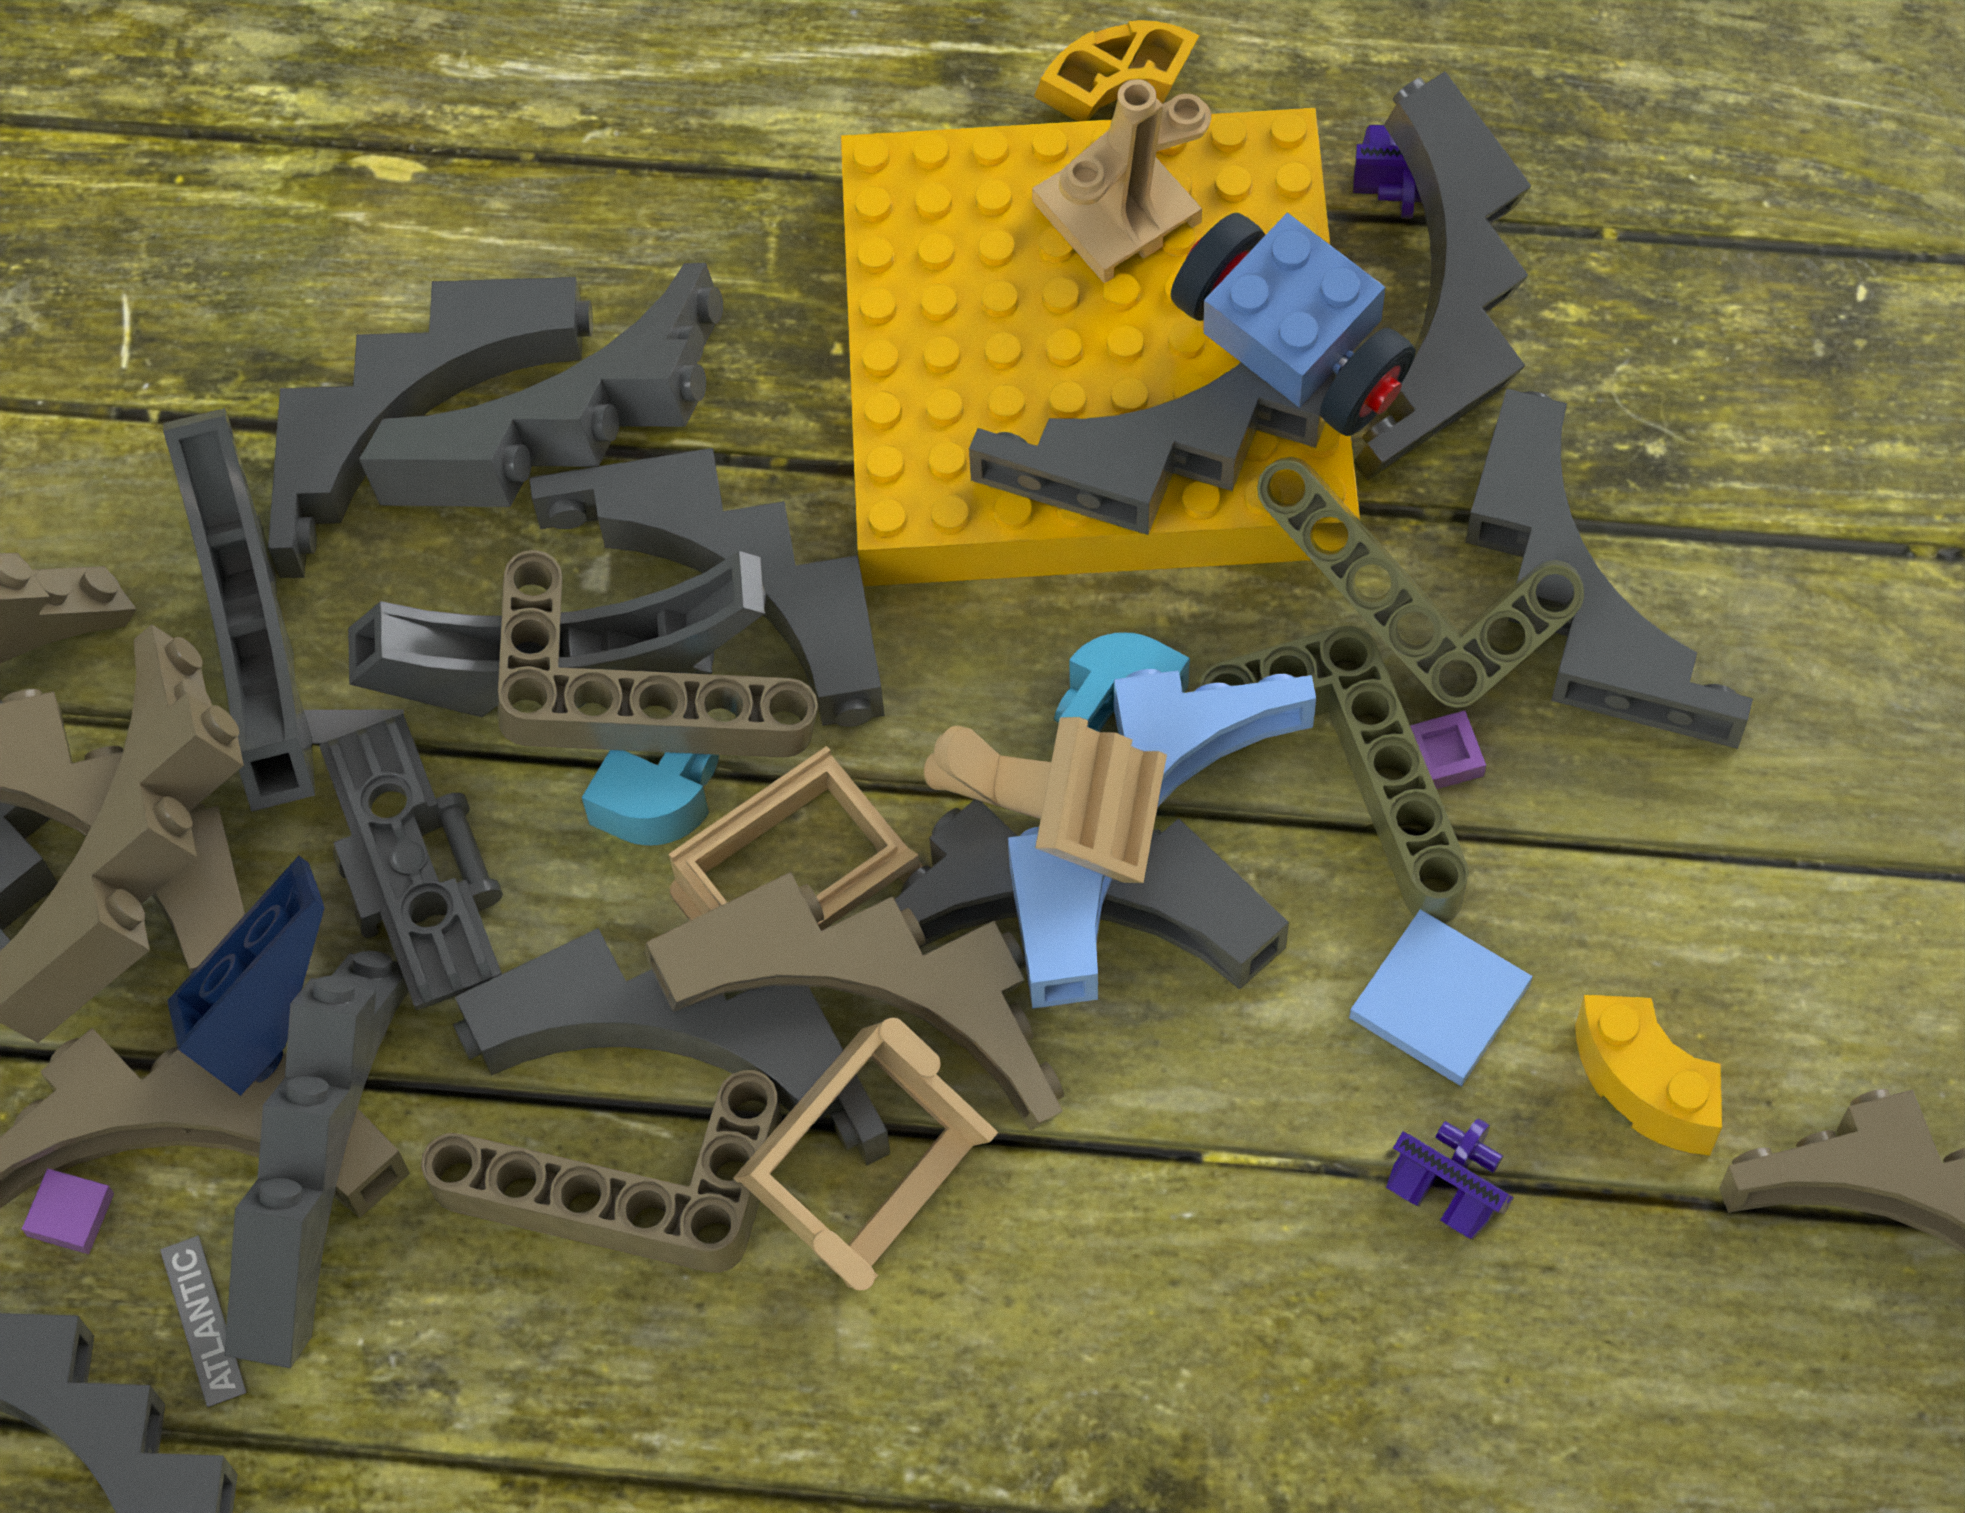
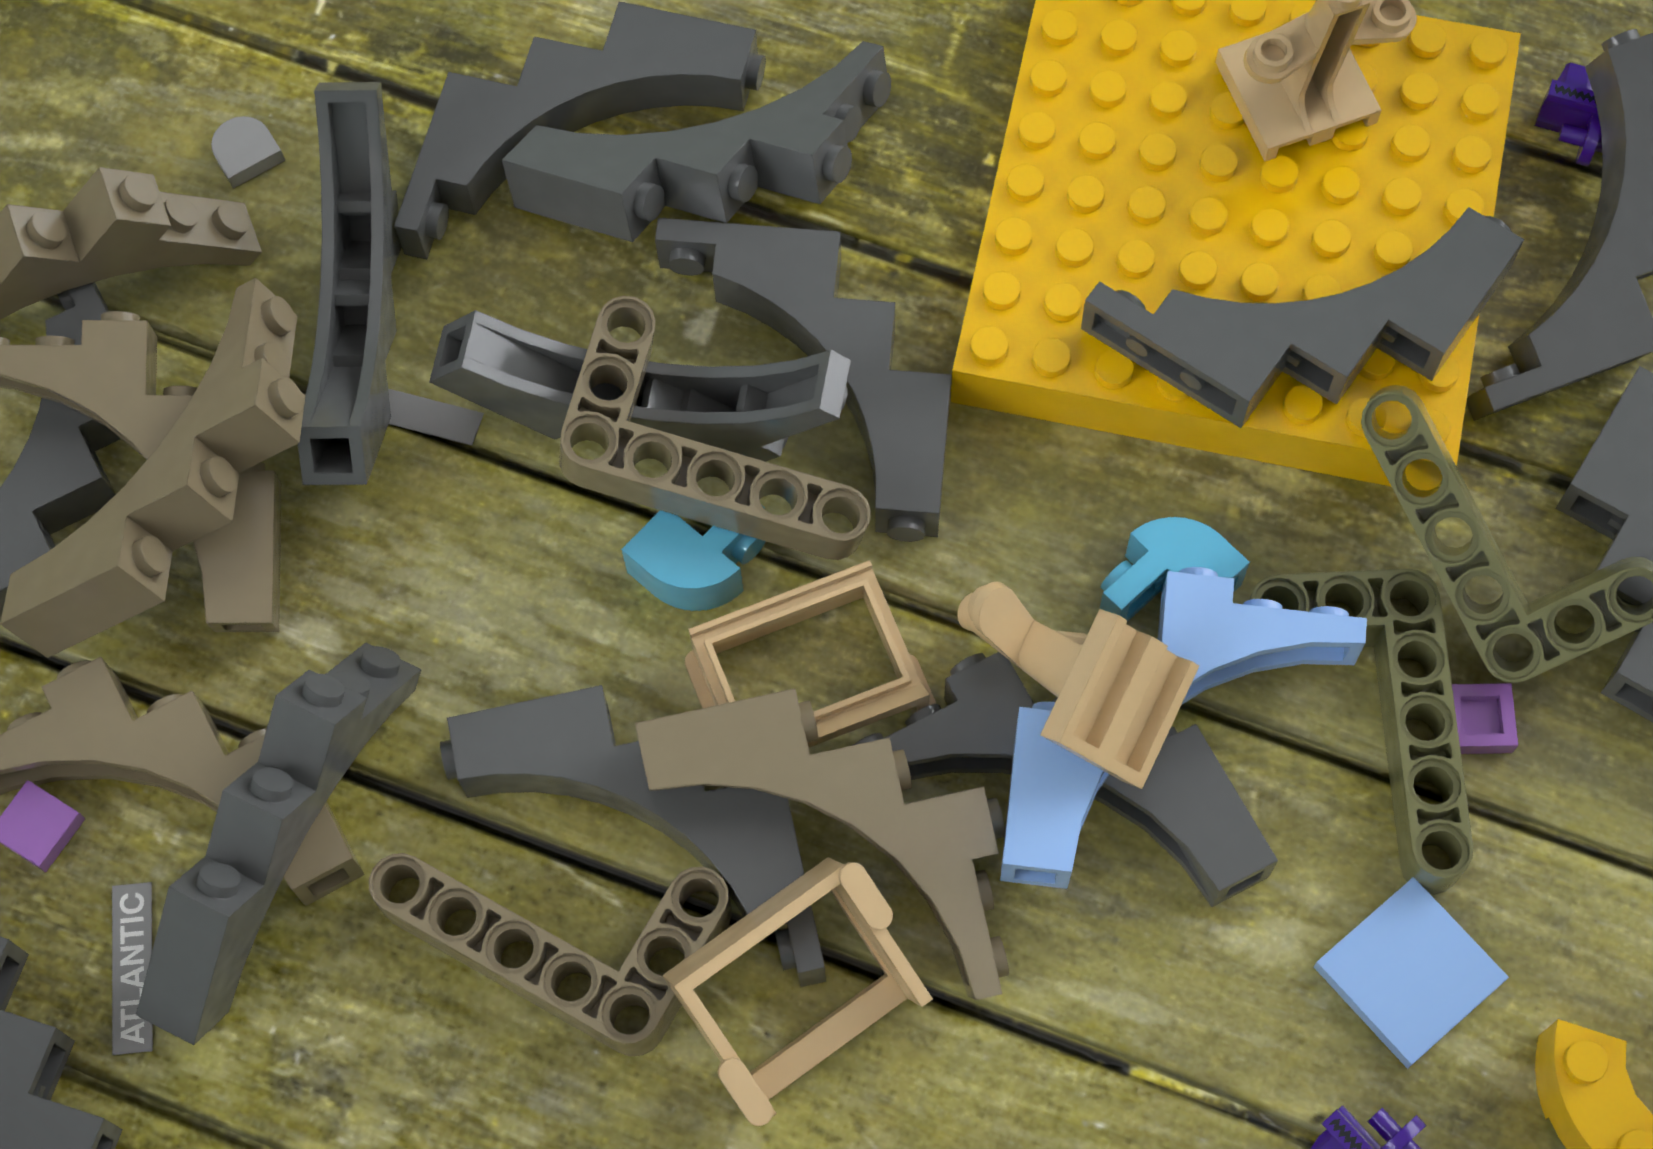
camera: 15 degrees right, 5 degrees up
(90, 515) = (245, 149): none -> light grey tile
(238, 1000) = (238, 665): dark blue slope -> none
(394, 872) = (425, 572): dark grey piece -> none
(1295, 316) = (1446, 245): medium blue brick -> none

